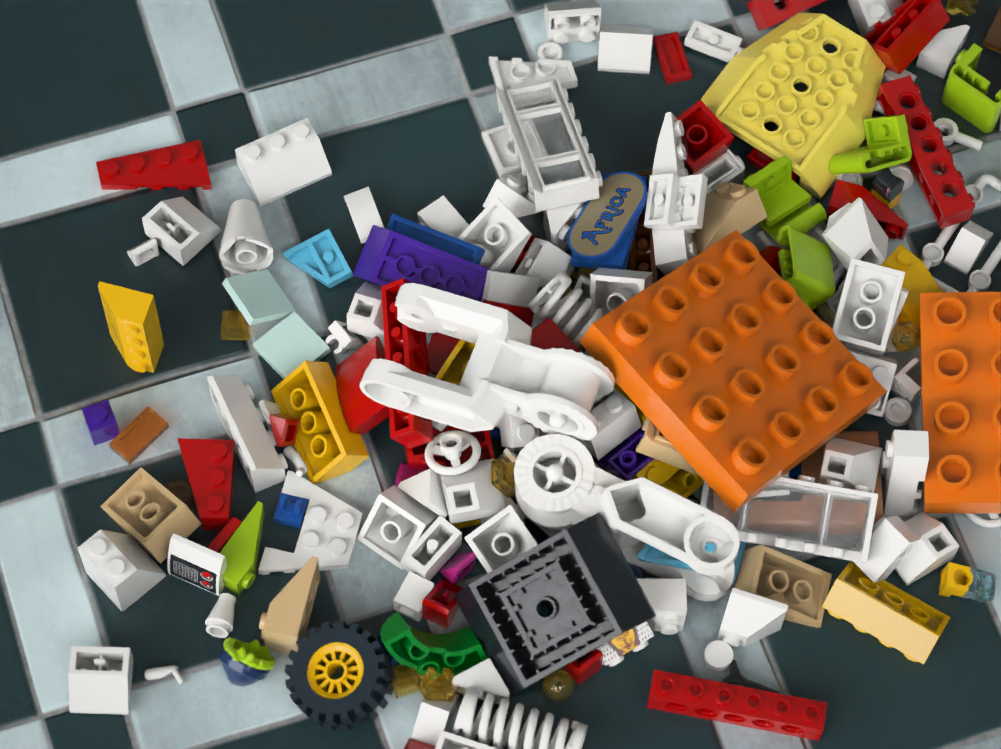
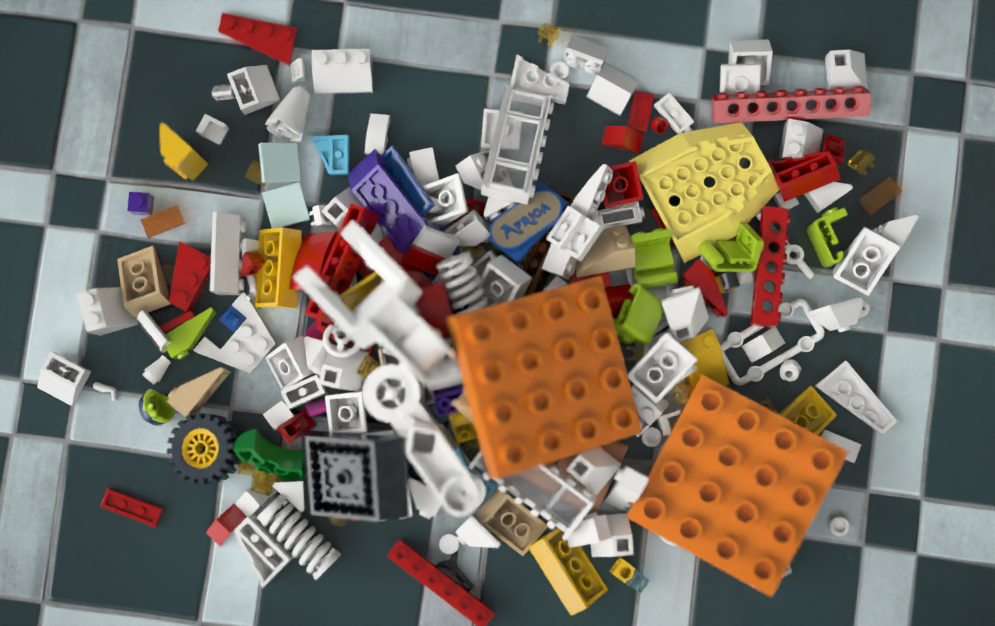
camera: 30 degrees right, 20 degrees up
(159, 289) = (212, 129): none -> white panel
(226, 186) = (298, 71): none -> white slope
(514, 17) = (549, 32): none -> clear yellow tile
(667, 93) = (622, 138): none -> red slope
(702, 60) = (663, 125): none -> red hinge

